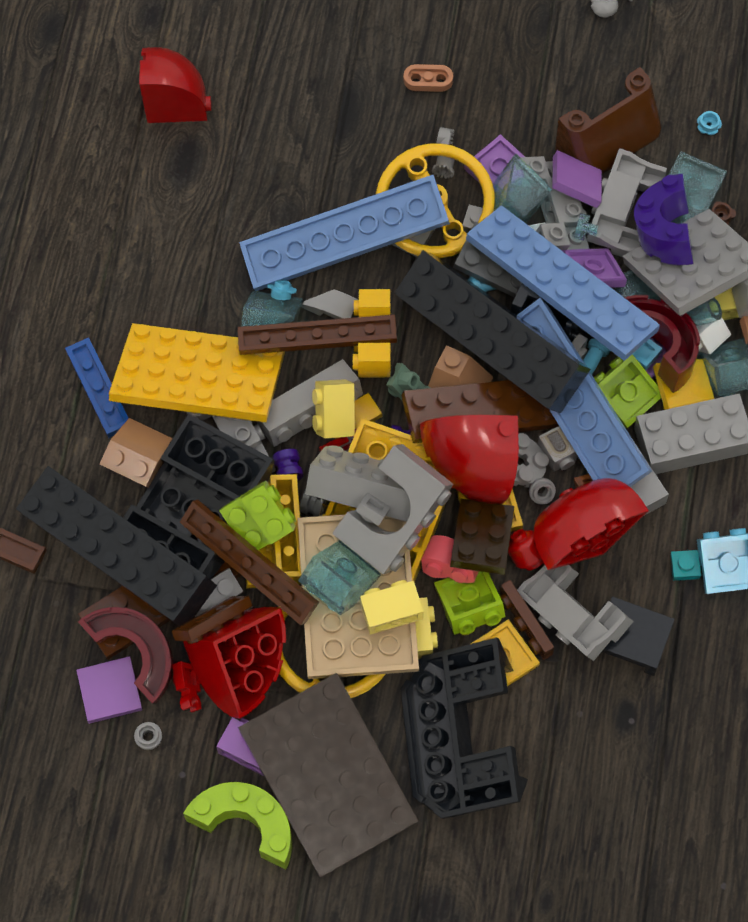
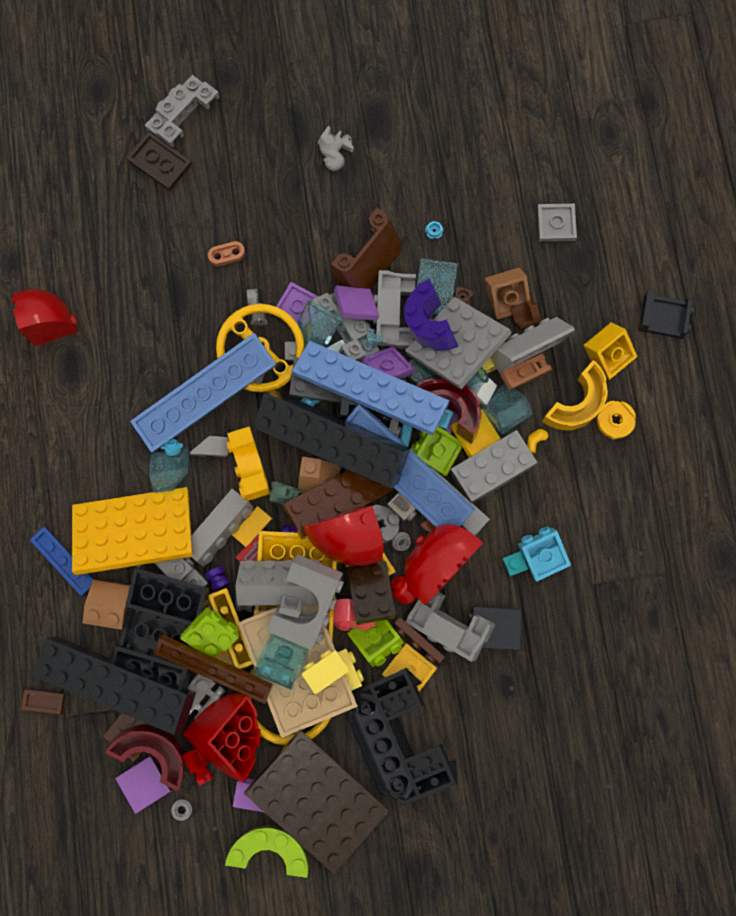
camera: 20 degrees left, 10 degrees up
(212, 619) = (200, 718): reddish brown plate -> none
(316, 334) = (208, 477): reddish brown plate -> none
(334, 408) = (237, 530): light yellow brick -> none

